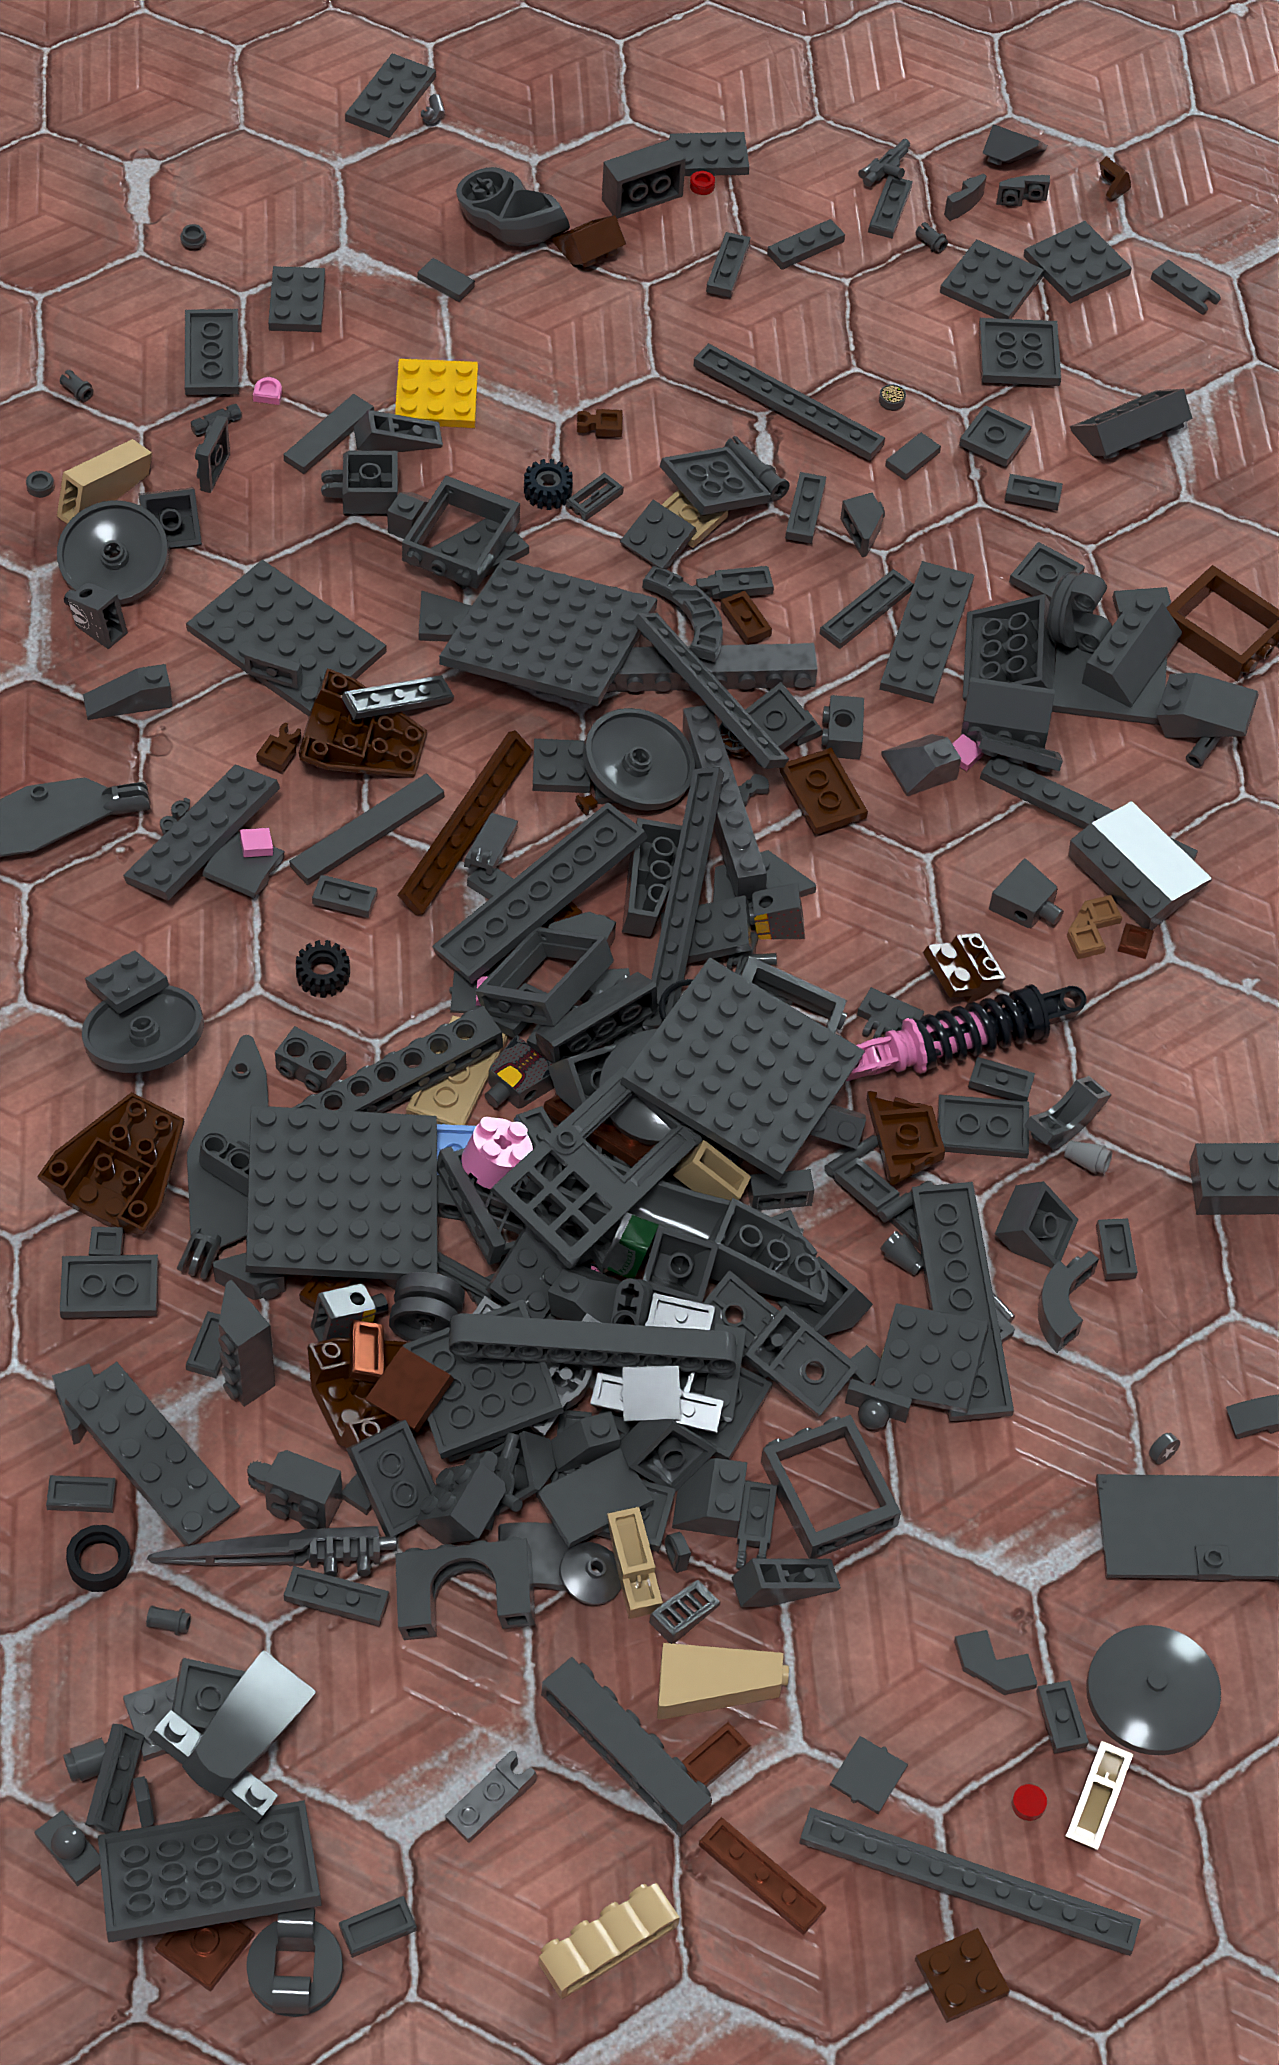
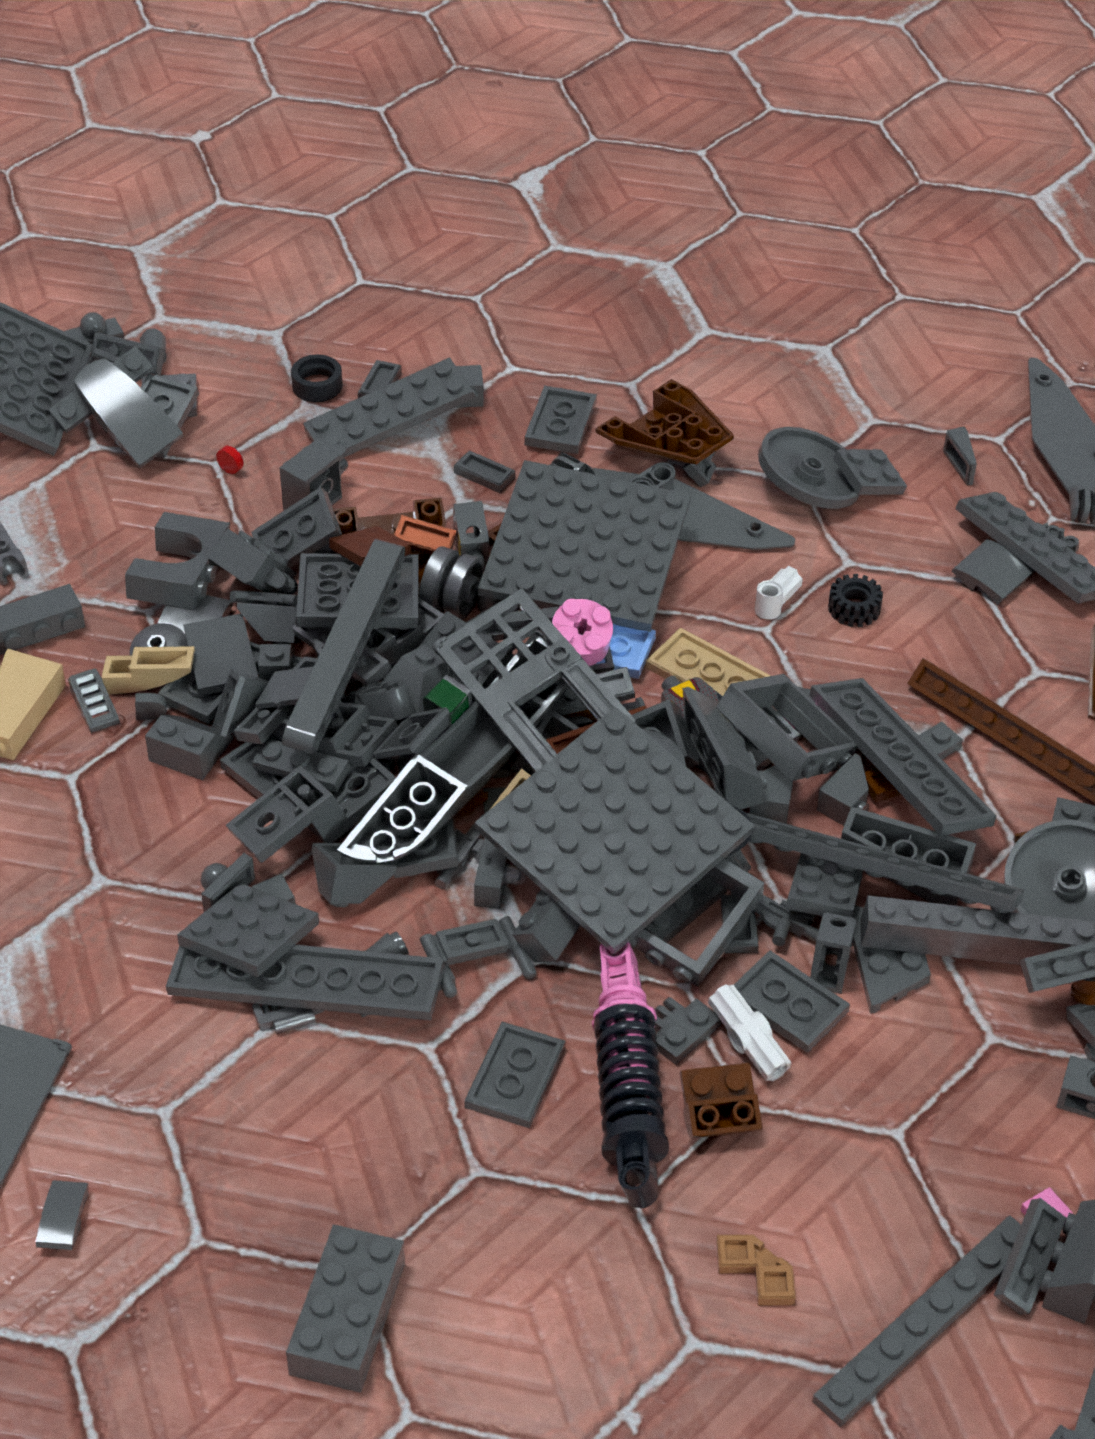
camera: 110 degrees right, 10 degrees down
(74, 907) = (960, 453): none -> dark grey slope
(106, 1241) = (596, 419): dark grey plate -> none
(168, 1619) = (242, 410): dark grey pin -> none
(244, 1347) = (451, 445): dark grey slope -> none
(256, 842) = (1010, 573): bright pink tile -> none
(273, 1601) = (230, 459): none -> red tile
(295, 1549) = (266, 492): flat silver piece -> none
(313, 1055) = (747, 569): dark grey brick -> none
(335, 1032) = (775, 592): none -> white piece
(336, 1596) = (220, 493): dark grey plate -> none
(344, 896) = (938, 630): dark grey plate -> none
(366, 829) = (1024, 667): dark grey tile -> none
(407, 1081) = (710, 615): dark grey brick -> none
(491, 842) = (980, 744): dark grey hinge -> none
(755, 1519) = (149, 767): dark grey hinge -> none
(756, 785) = (1014, 975): dark grey piece -> none
(780, 1581) = (81, 770): dark grey slope -> none
(823, 791) = (1006, 1047): reddish brown plate -> none
(834, 943) = (791, 1001): none -> dark grey plate
(846, 1532) = (165, 857): dark grey window -> none
(883, 961) = (749, 1032): none -> white piece
(905, 1135) = (519, 990): reddish brown wing -> none
(923, 763) = (1036, 1162): flat silver slope -> none
(1001, 1080) = (564, 1102): dark grey plate -> none
(1026, 897) = (810, 1202): dark grey torso -> none
(1036, 1224) = (369, 1076): dark grey slope -> none
(1055, 1314) = (274, 1063): dark grey arch -> none
(1070, 1114) = (491, 1142): dark grey arch -> none
(1090, 1156) = (437, 1155): light grey cone -> none
(1116, 1249) = (315, 1143): dark grey plate -> none
(1135, 941) = (723, 1307): copper tile -> none
(1137, 865) = (825, 1328): dark grey slope -> none
(1164, 1448) = (67, 1107): dark grey tile -> none

